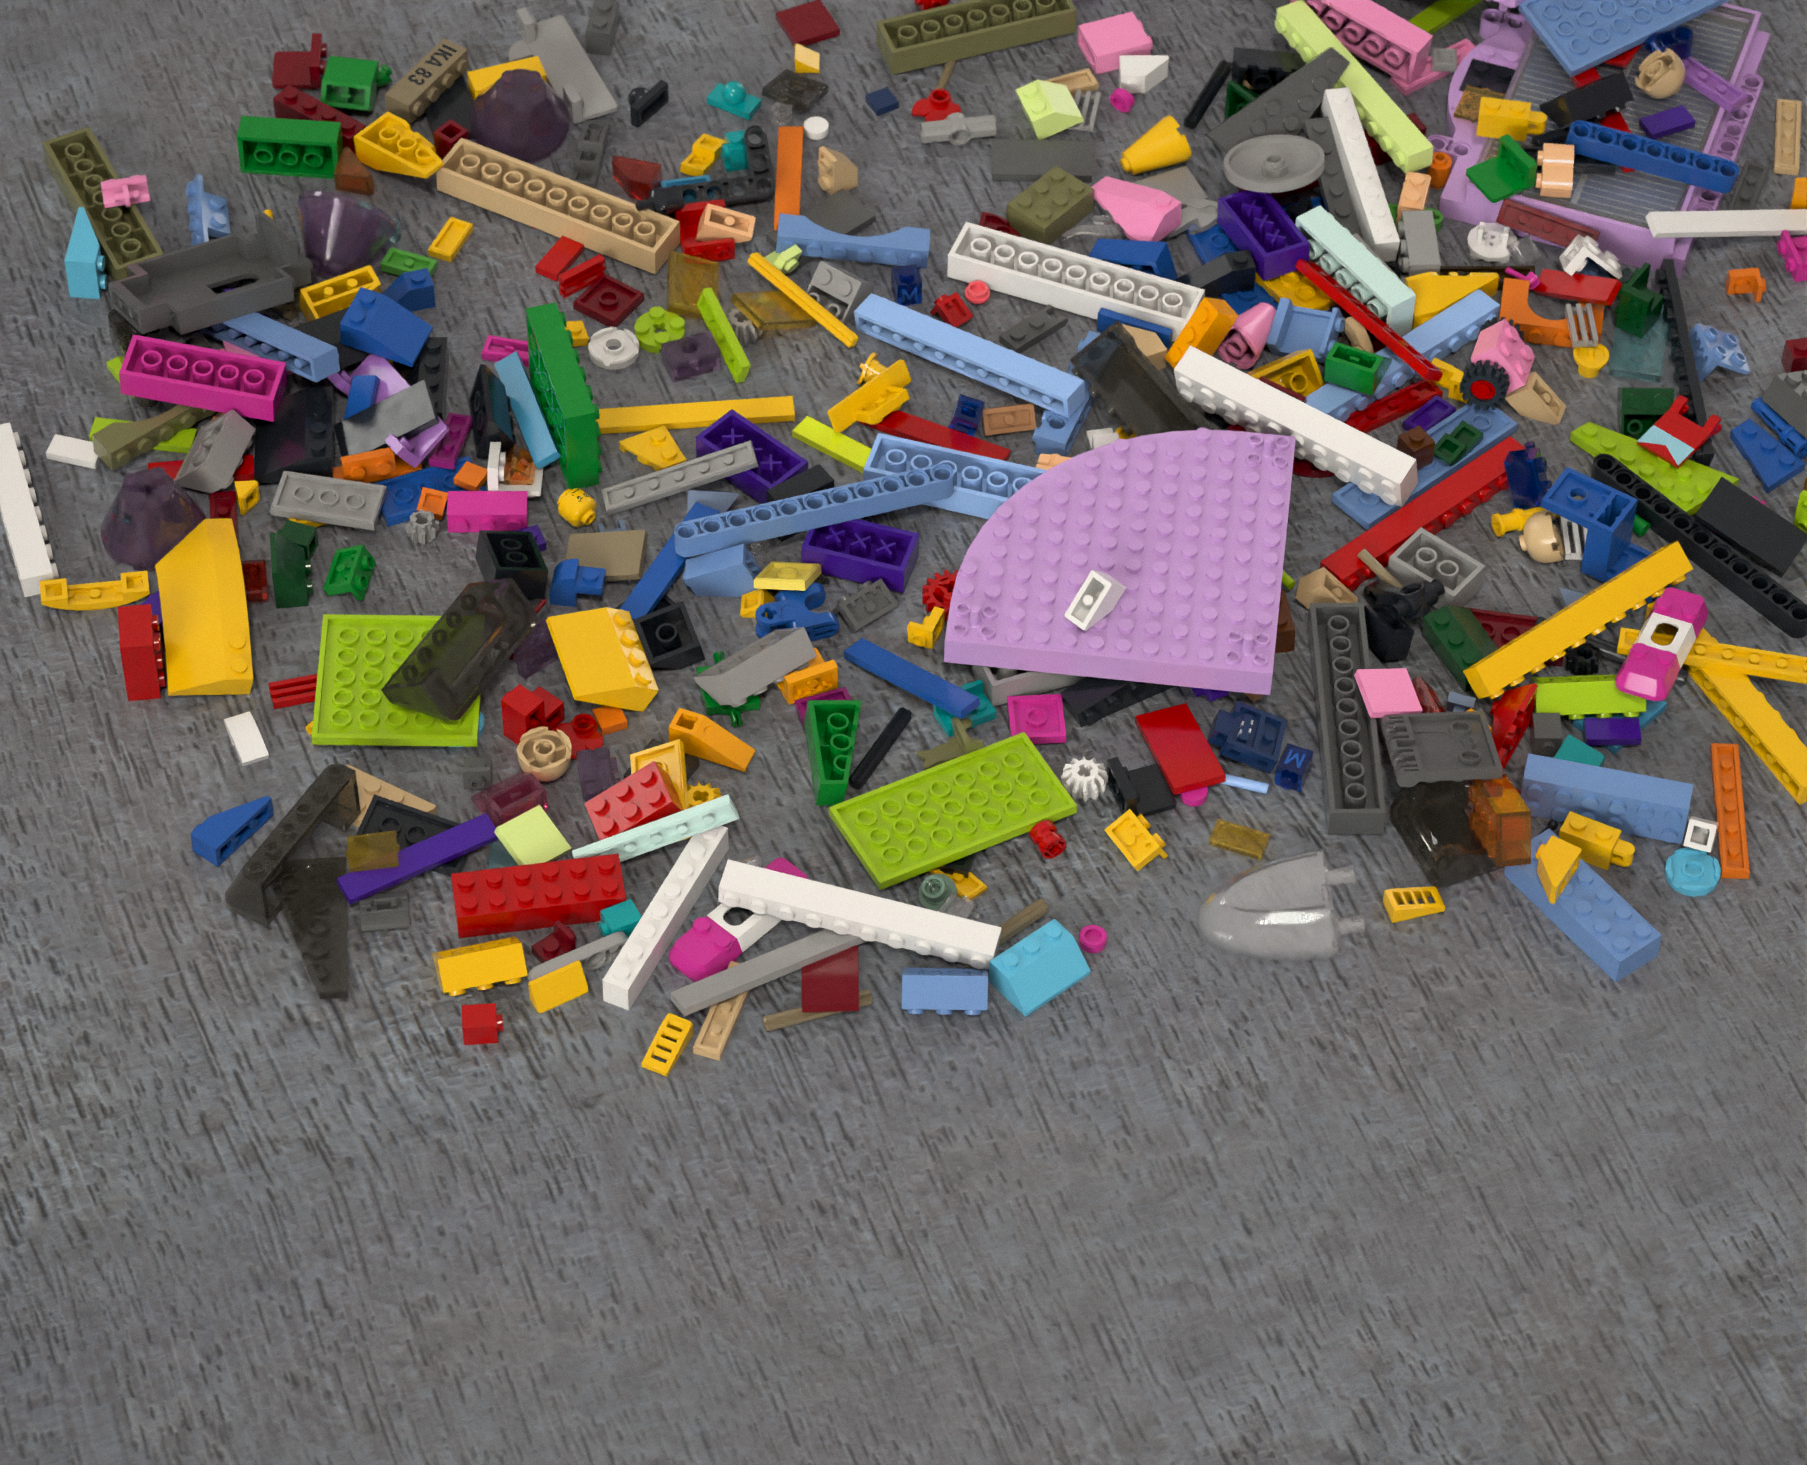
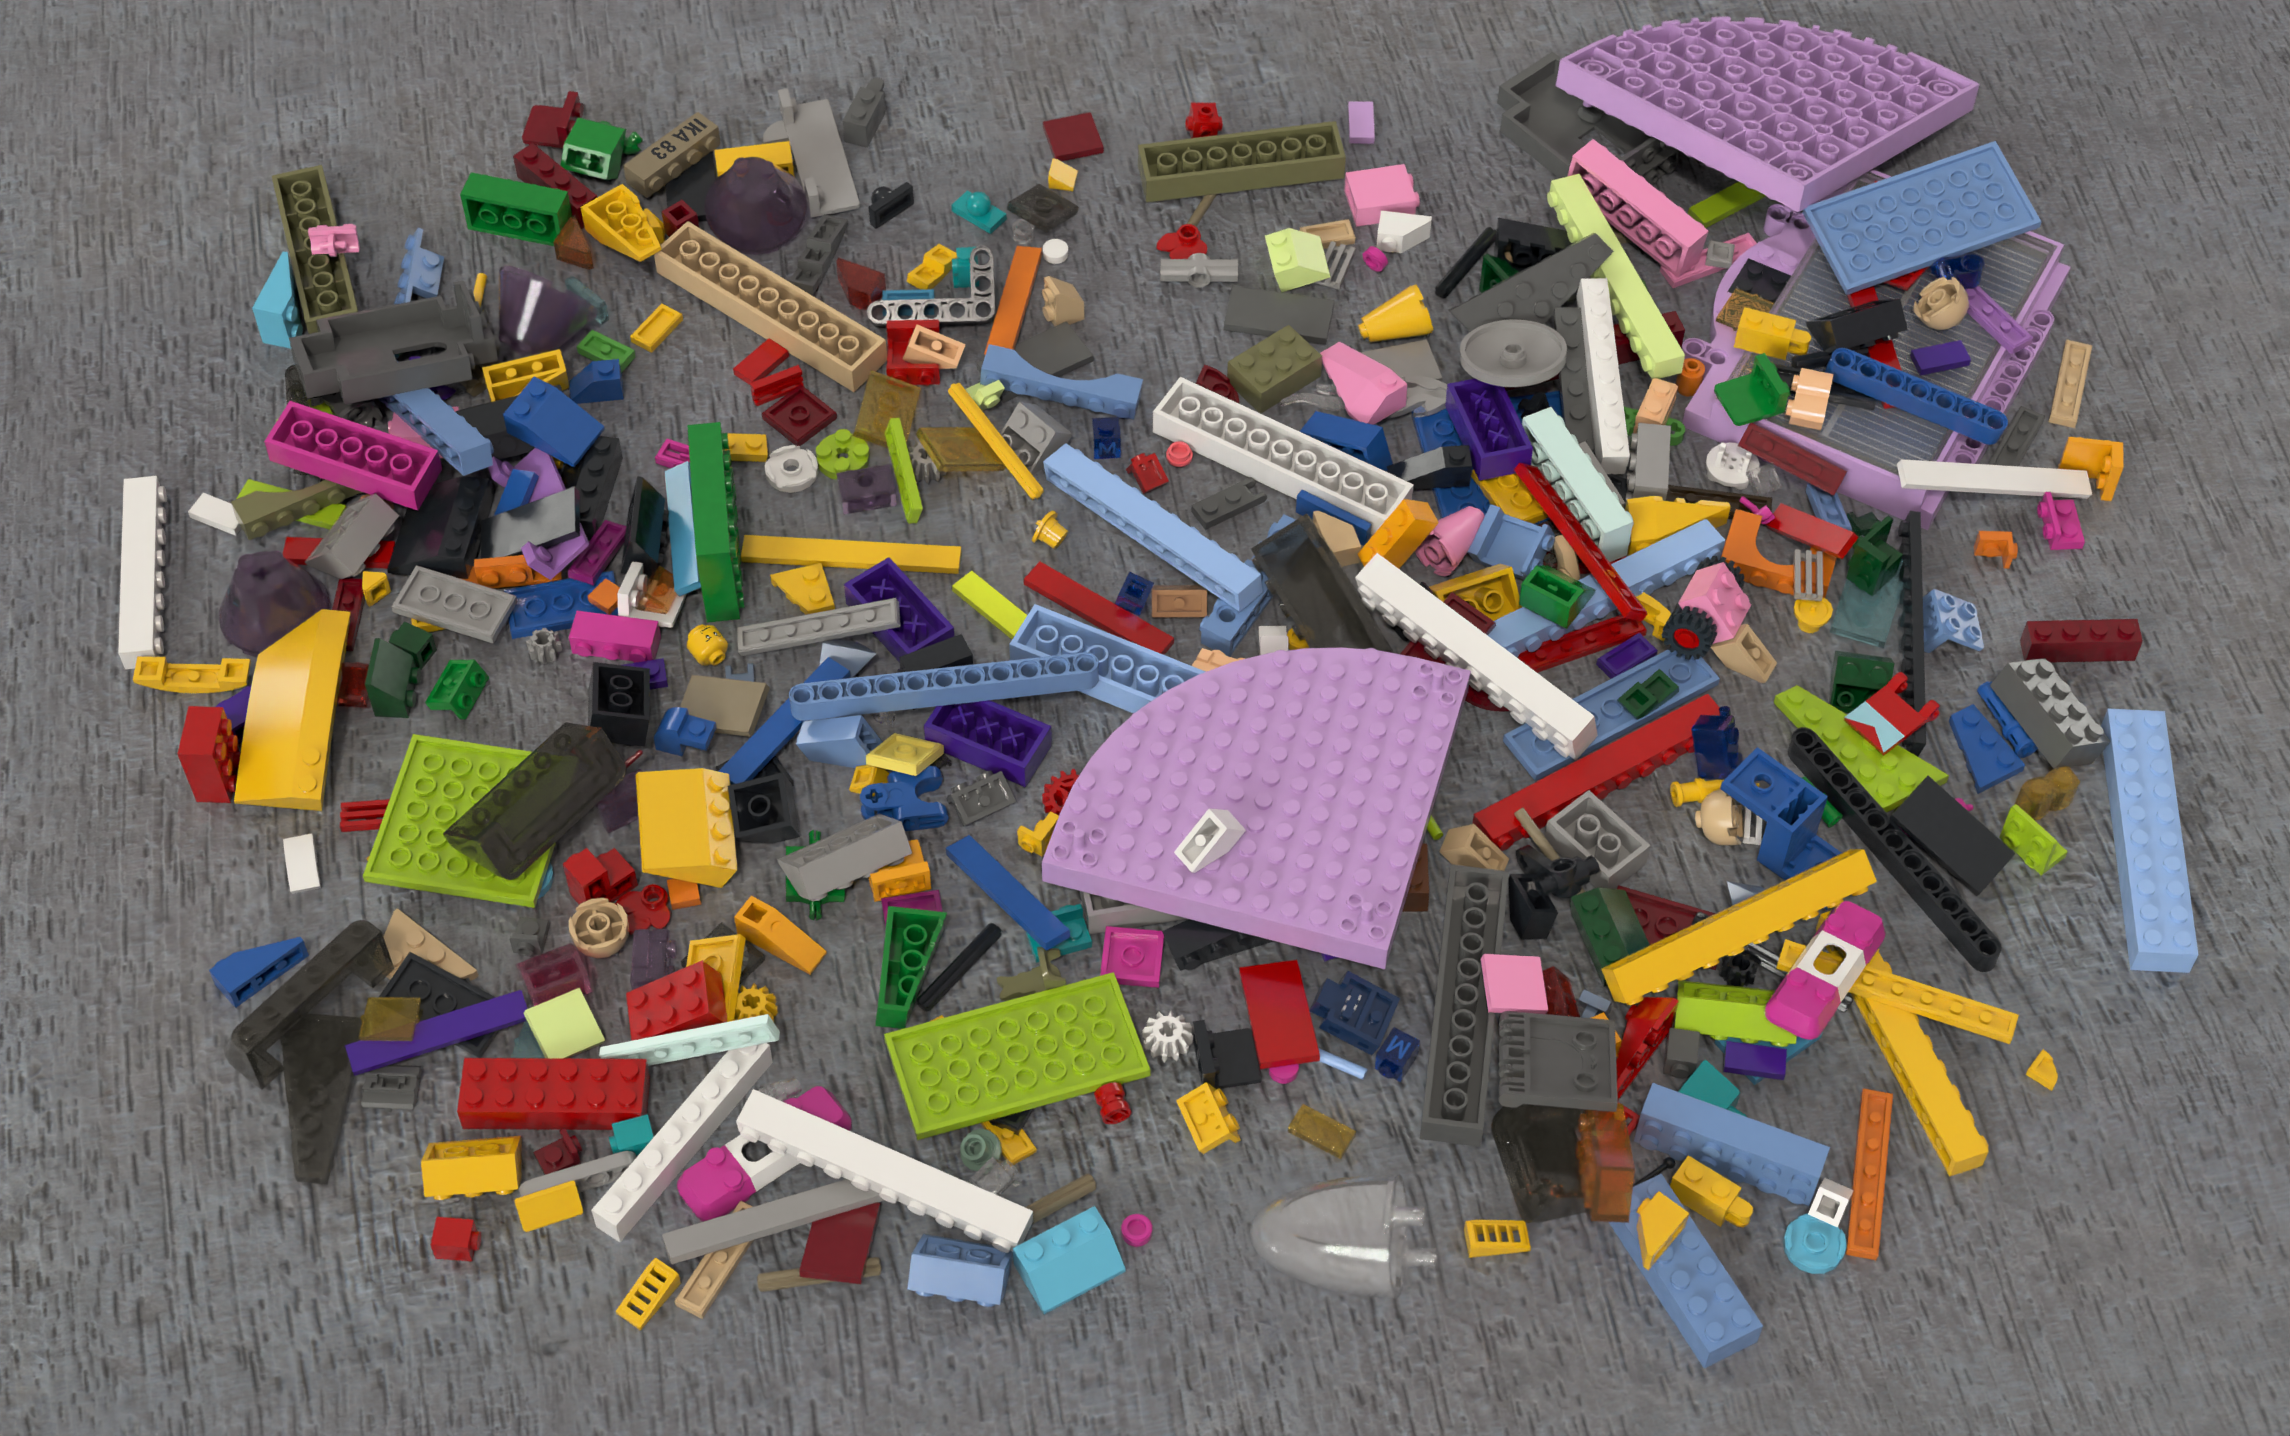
camera: 10 degrees right, 5 degrees up
(434, 501) = (559, 620): orange tile -> none
(663, 200) = (873, 314): black piece -> none
(873, 399) = (1041, 563): yellow bracket -> none
(882, 101) = (1129, 230): dark blue tile -> none
(1417, 445) = (1601, 696): reddish brown brick -> none
(1580, 248) = (1829, 488): white bracket -> none

